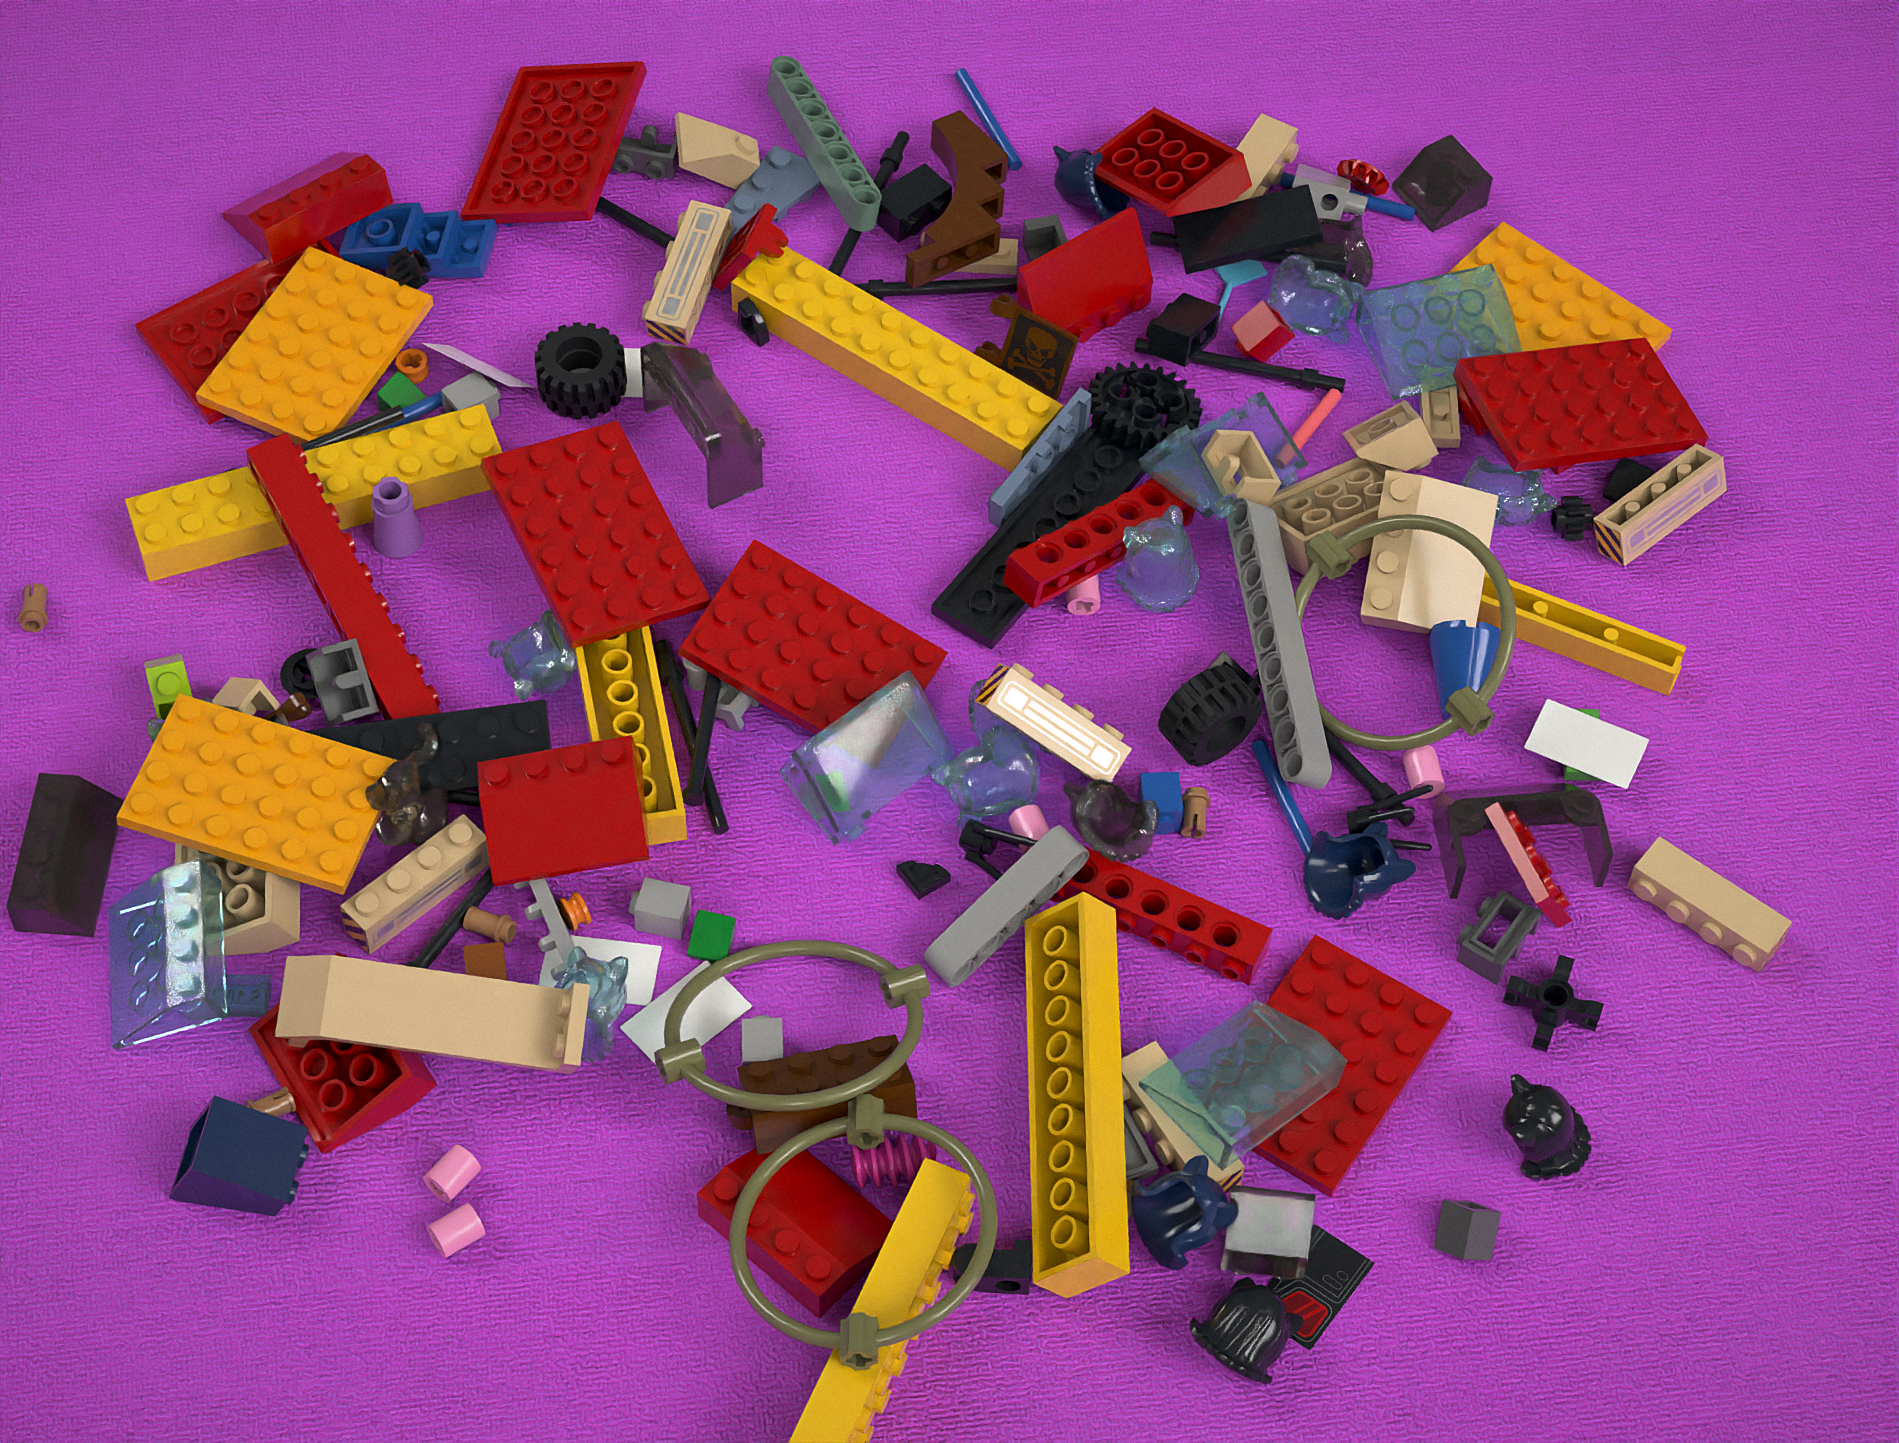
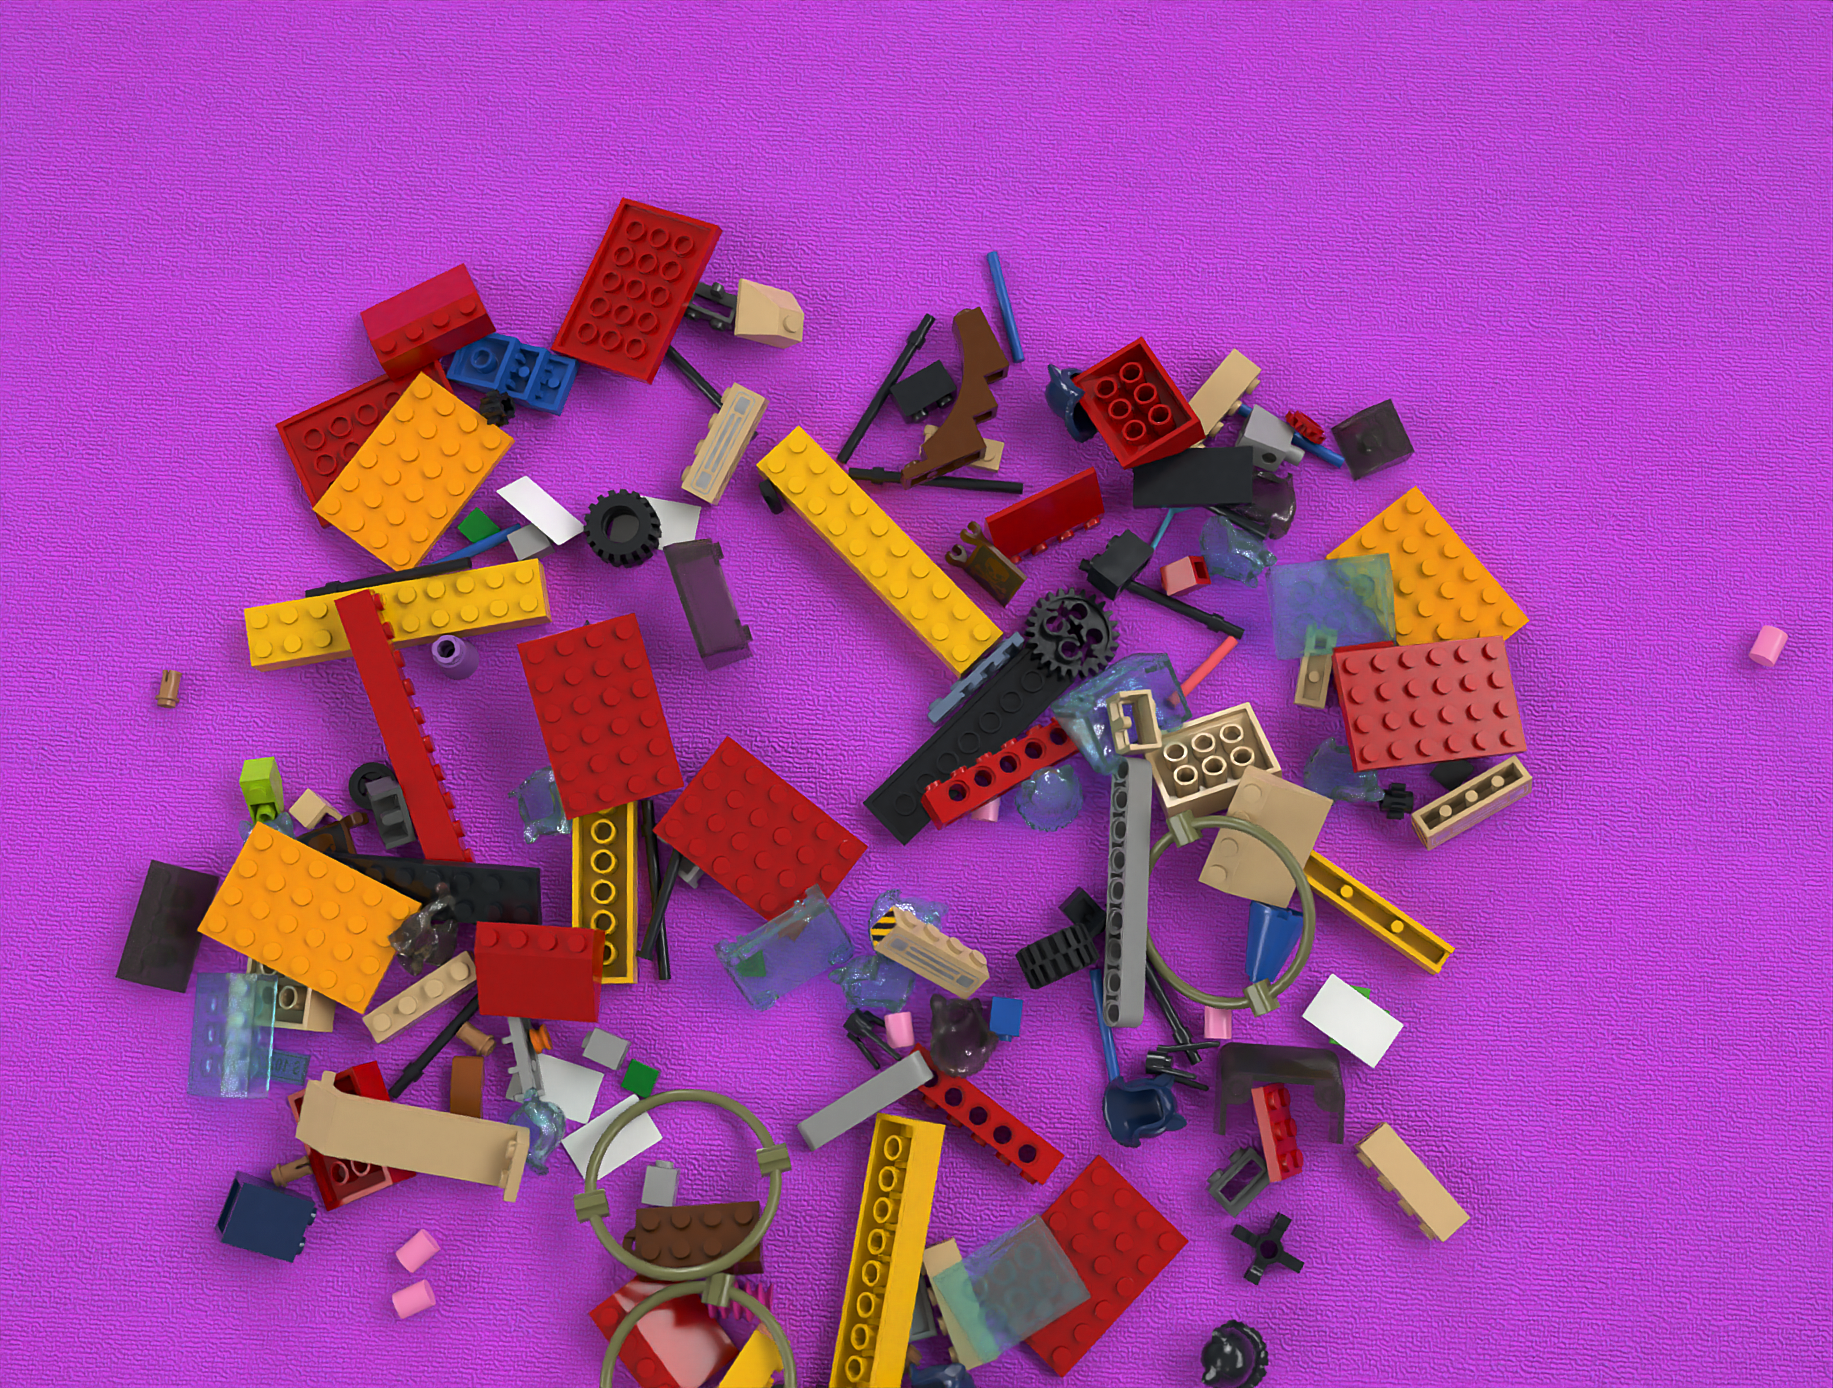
camera: 15 degrees right, 25 degrees up
(415, 358) = (487, 503): orange bush -> none
(753, 236) = (776, 433): red piece -> none
(780, 180) = (803, 365): sand blue wing -> none
(824, 144) = (858, 334): sand green beam -> none
(922, 877) = (810, 1047): black tile -> none
(1042, 235) = (1025, 452): dark grey panel -> none
(1195, 809) = (1031, 1025): medium nougat pin -> none
(1393, 439) = (1265, 702): tan slope -> none

